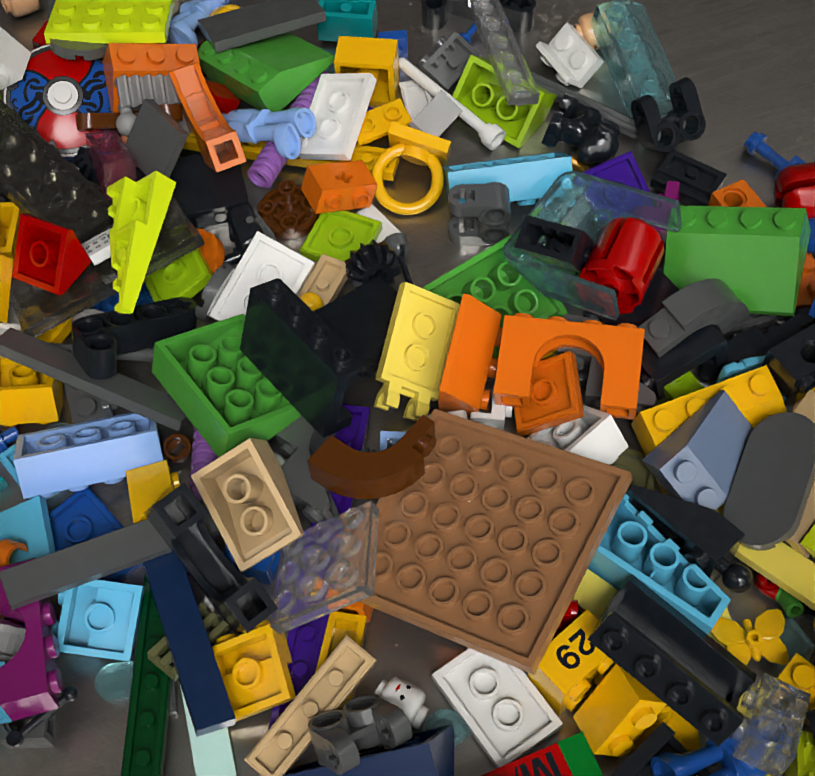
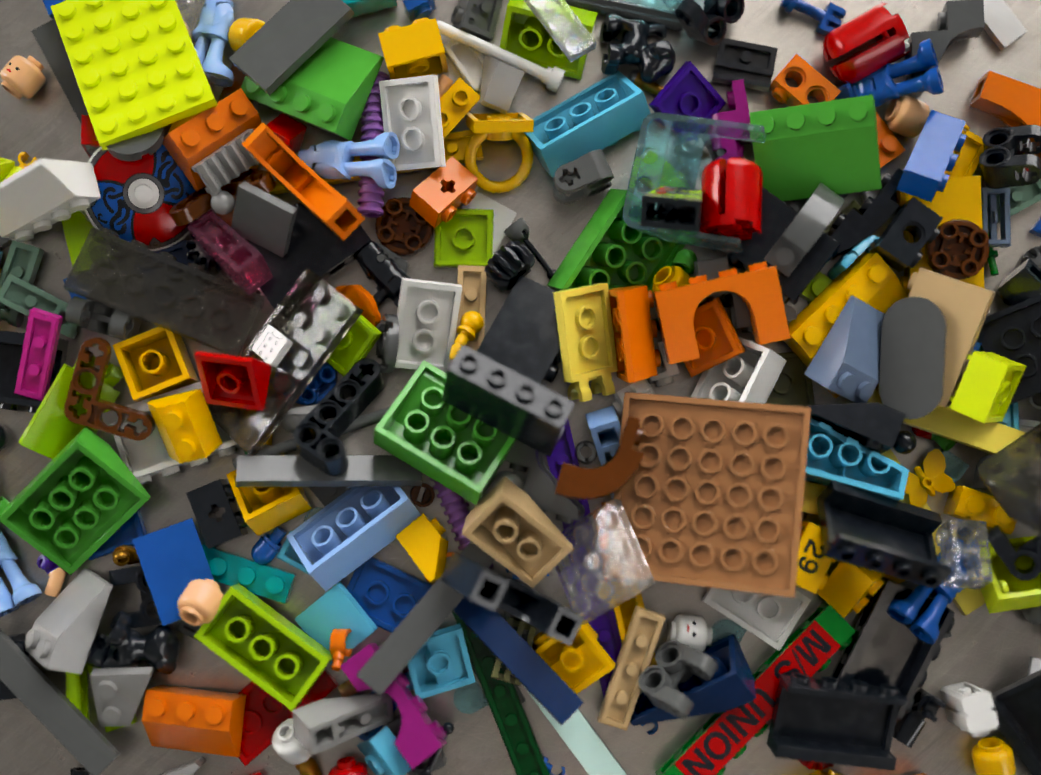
camera: 25 degrees left, 25 degrees up
(138, 218) = (296, 311): neon yellow wedge -> none

